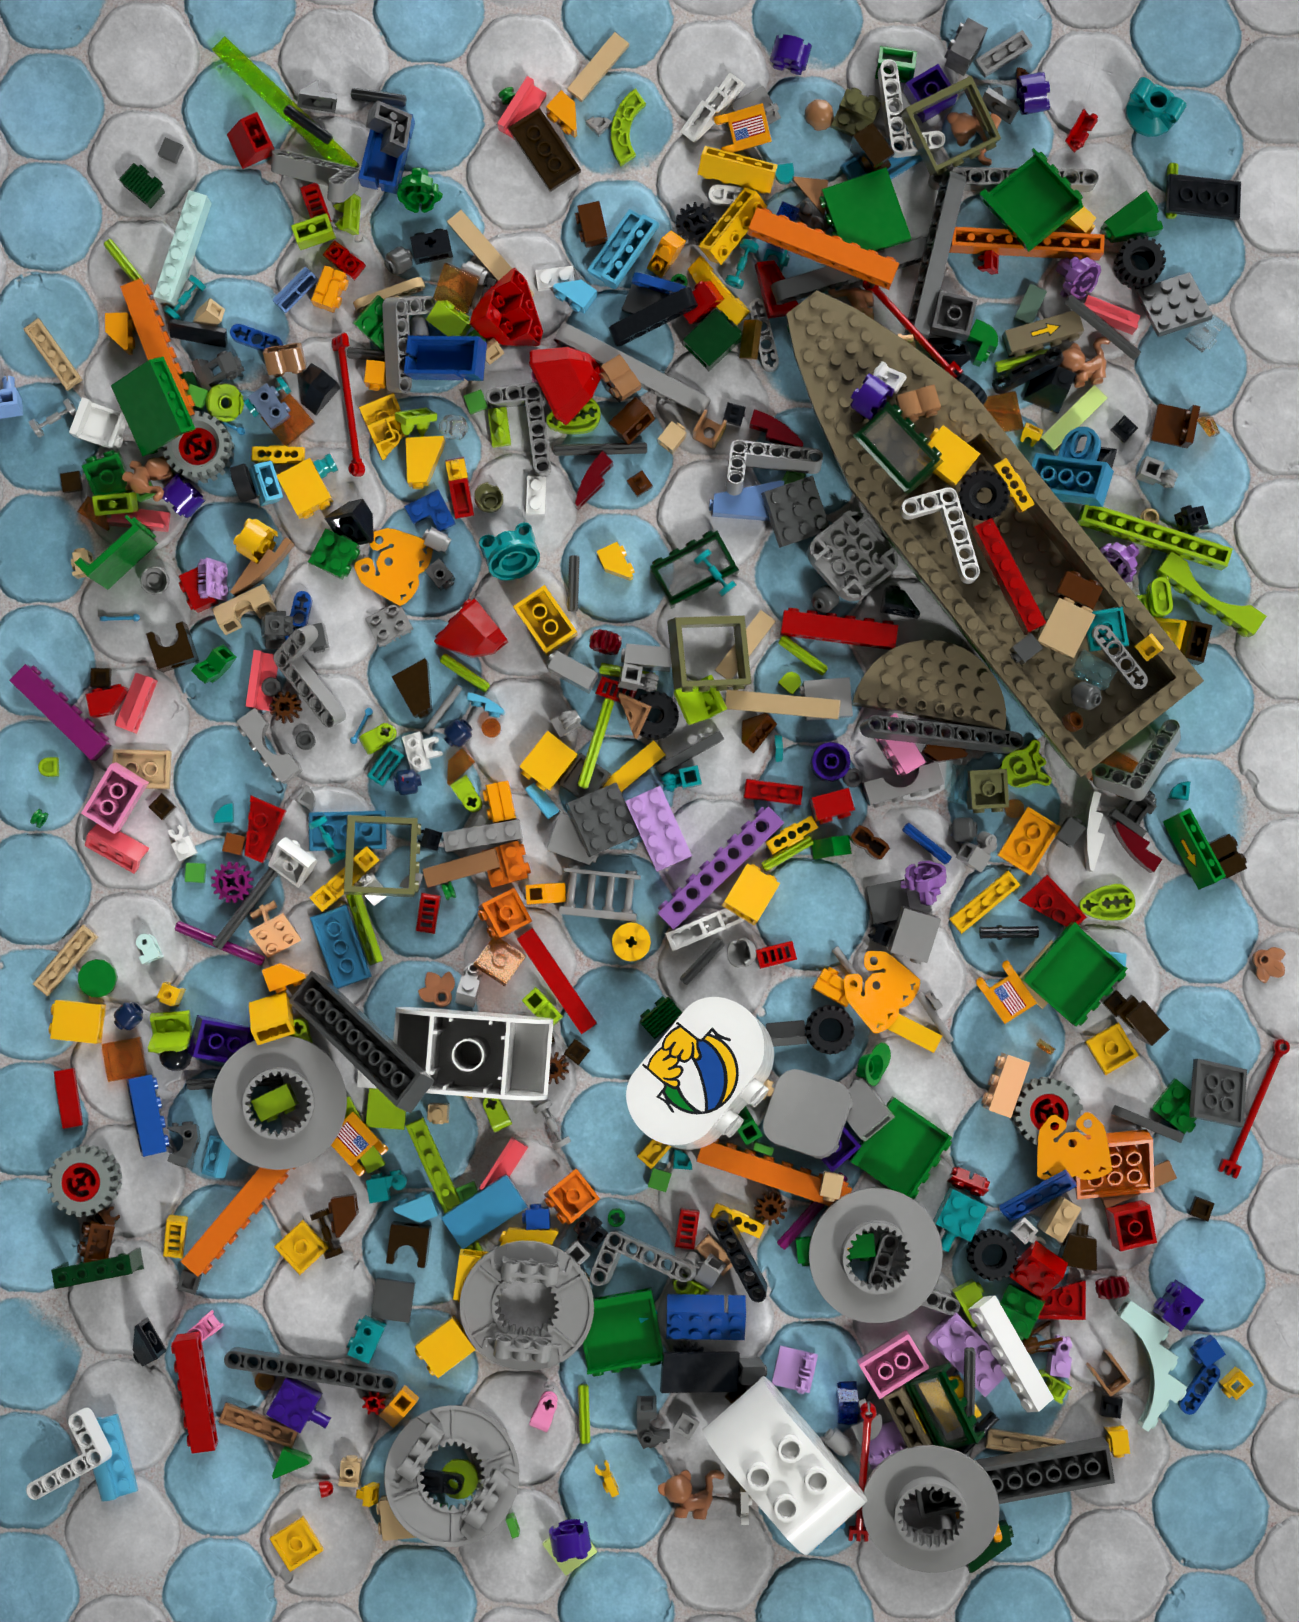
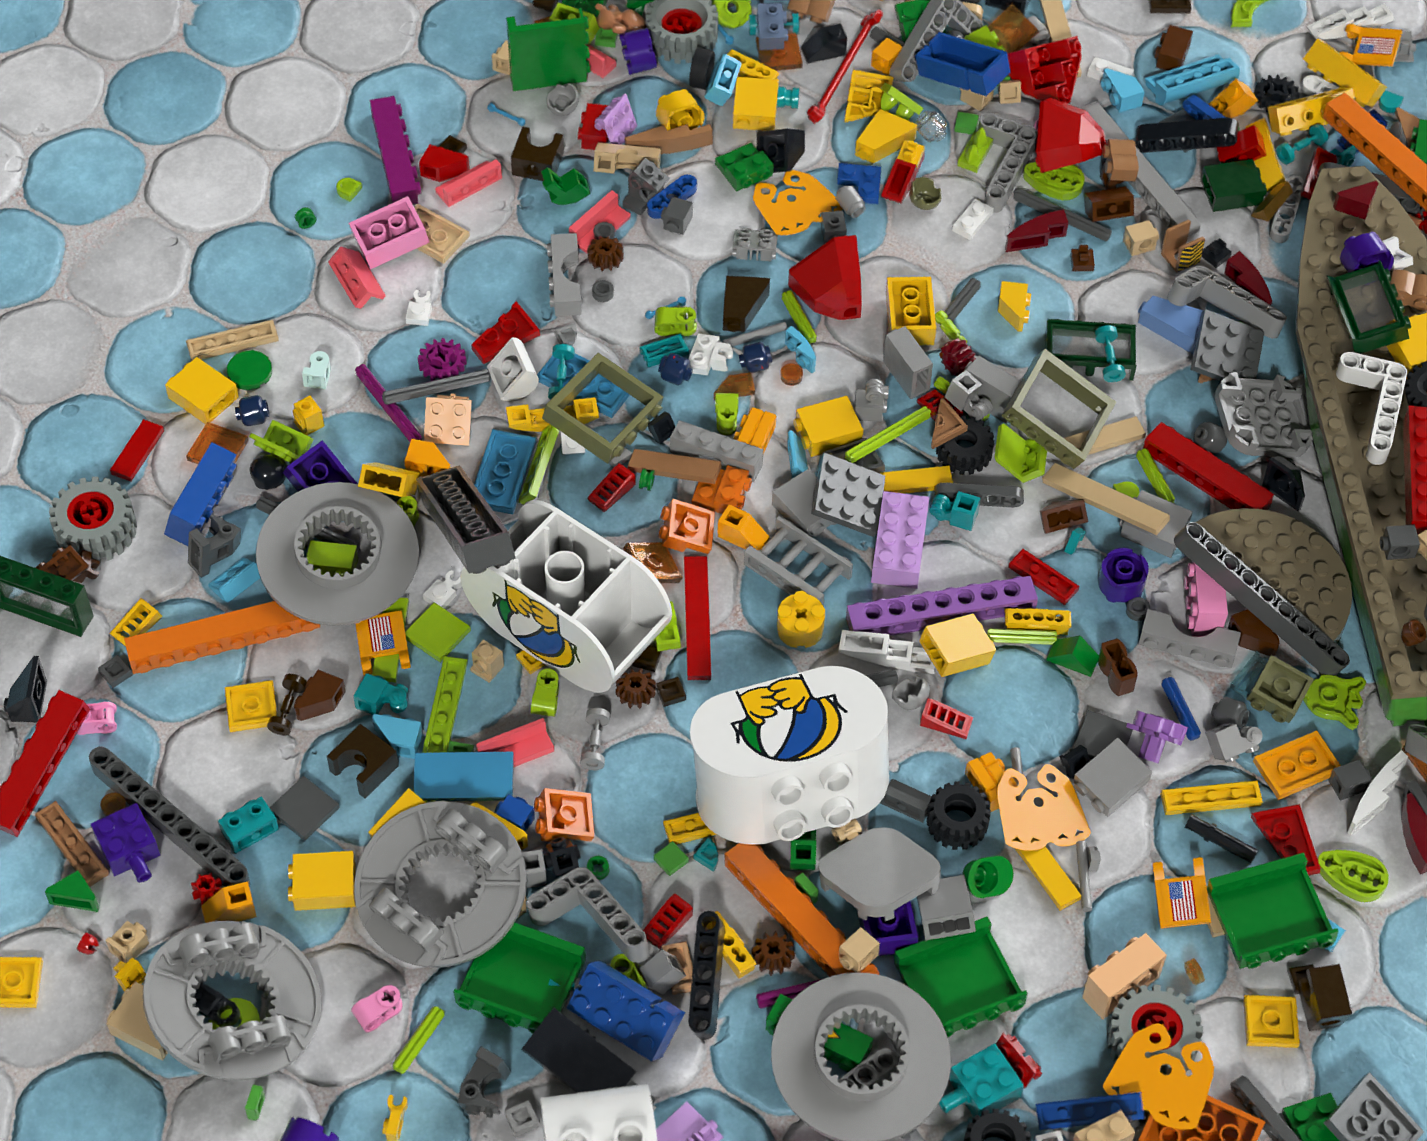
camera: 30 degrees right, 30 degrees down
(162, 806) = (425, 271): dark brown tile -> none
(195, 872) = (412, 337): bright green tile -> none
(225, 814) = (479, 307): teal tile -> none
(234, 844) = (467, 334): dark orange tile -> none
(304, 679) = (639, 232): light grey beam -> none
(511, 552) = (912, 255): teal piece -> none
(583, 616) = (948, 326): none -> lime axle
(832, 805) = (1099, 610): red brick -> none
(835, 337) = (1356, 200): none -> dark red slope
(1015, 809) = (1299, 727): clear orange tile -> none

